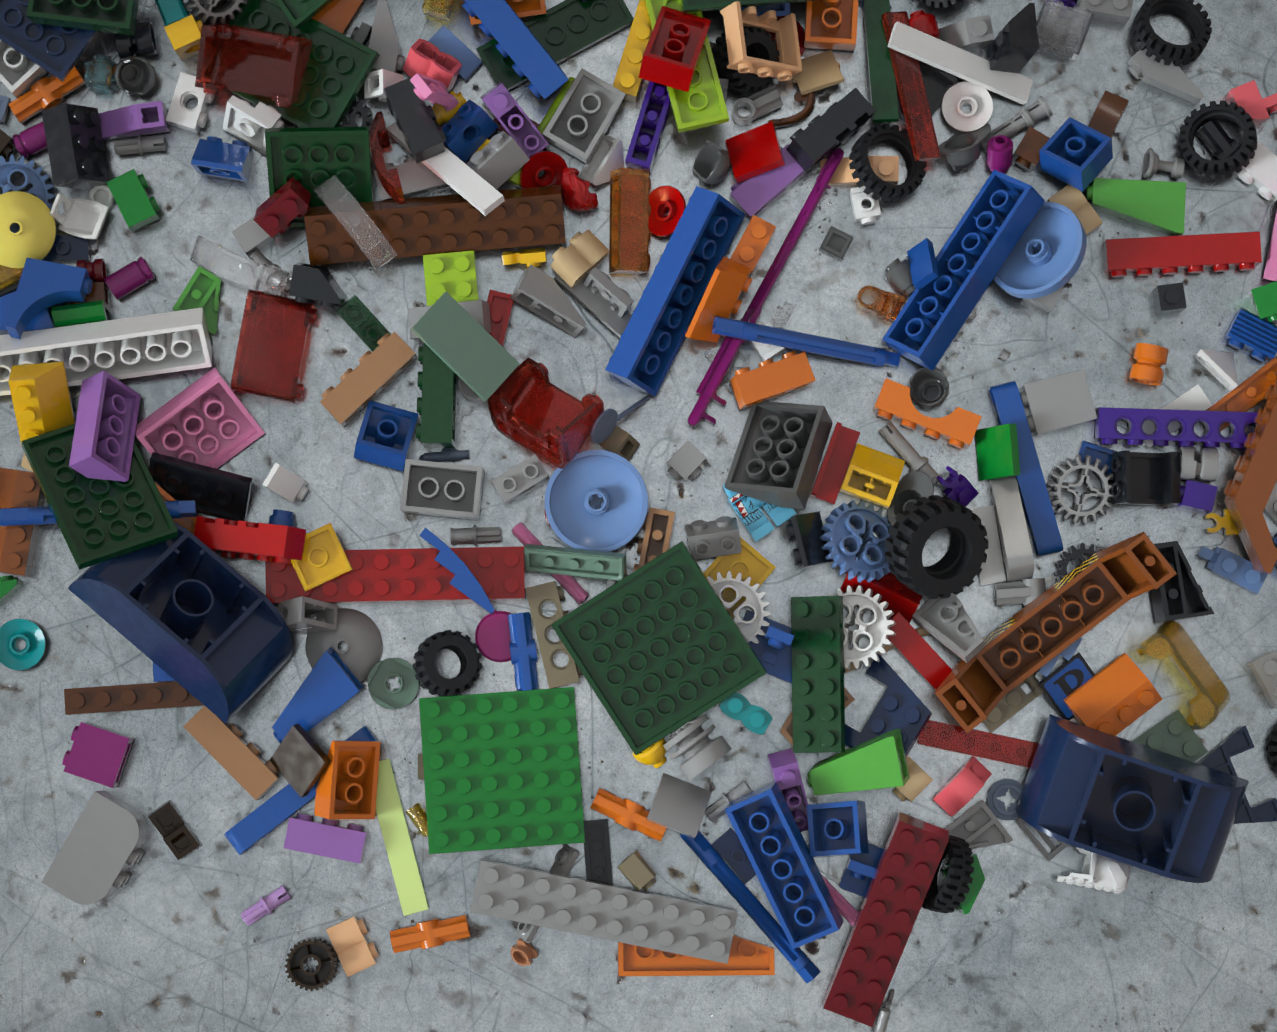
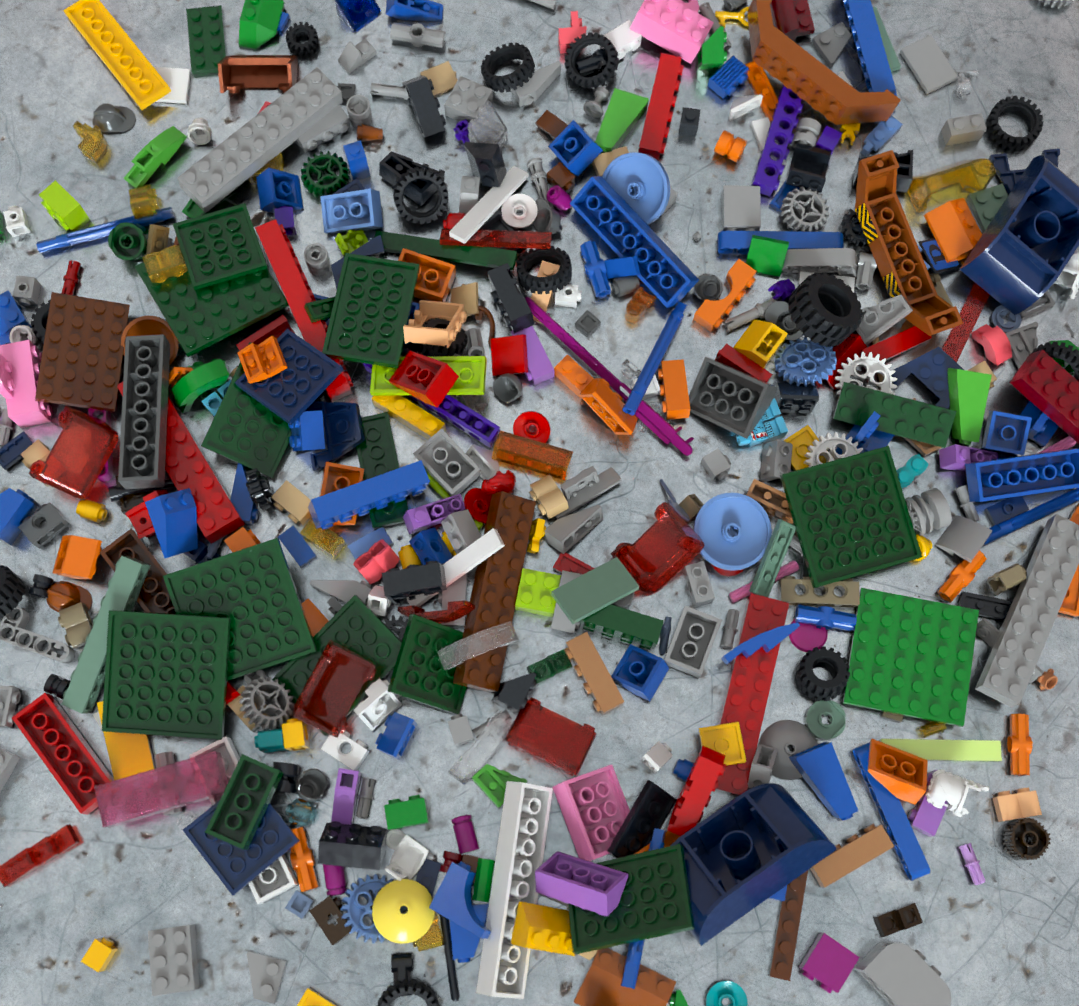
camera: 80 degrees left, 10 degrees down
(282, 207) = (449, 698): dark red brick -> none
(300, 760) = (873, 802): dark brown tile -> none
(340, 849) = (952, 789): none -> white helmet
(434, 91) = (399, 559): bright pink plate -> none
(675, 291) = (593, 435): blue brick -> none
(914, 231) = (595, 269): none -> blue piece

